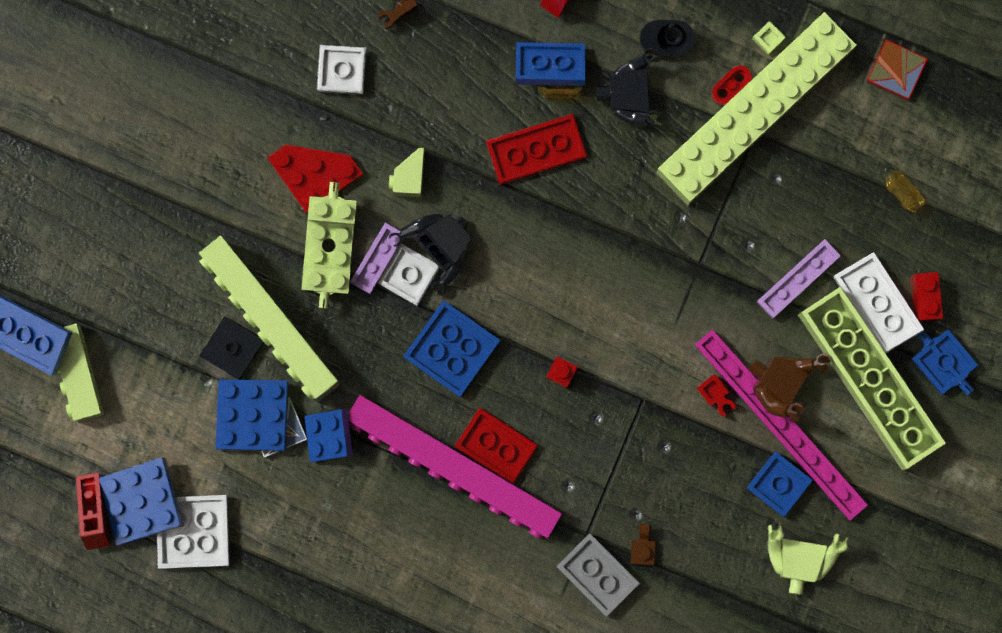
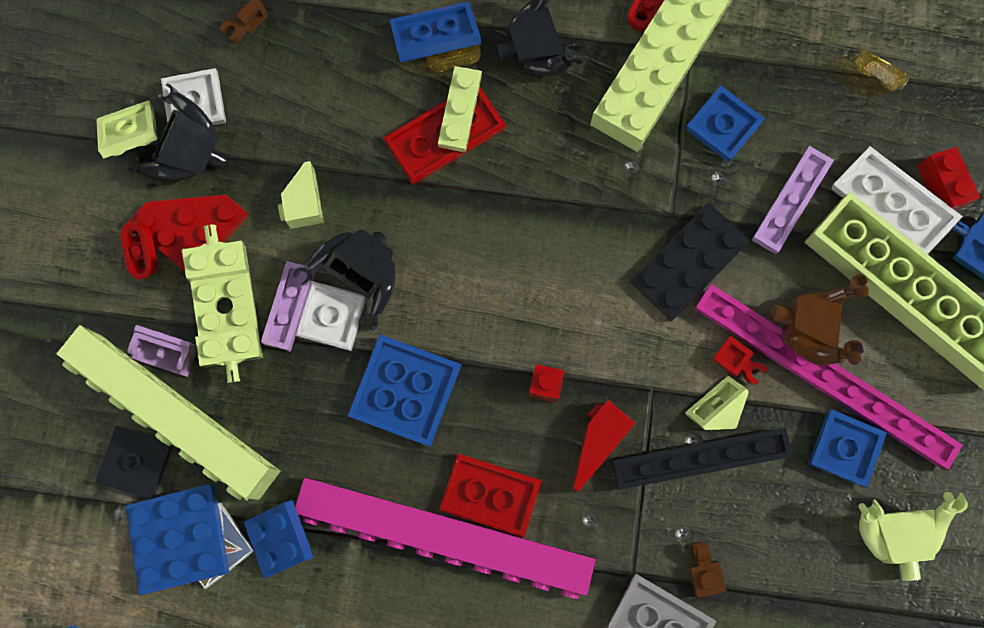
camera: 15 degrees left, 5 degrees down
(271, 182) = (138, 250): none -> red plate
(272, 268) = (162, 350): none -> lavender hinge
(284, 81) = (126, 129): none -> yellowish green plate
(328, 107) = (184, 144): none -> black torso
(553, 134) = (459, 109): none -> yellowish green plate
(595, 422) = (601, 436): none -> red slope
(665, 461) = (702, 458): none -> black plate
(691, 427) = (720, 406): none -> yellowish green slope
(702, 306) = (690, 261): none -> black plate
(763, 202) = (724, 123): none -> blue plate

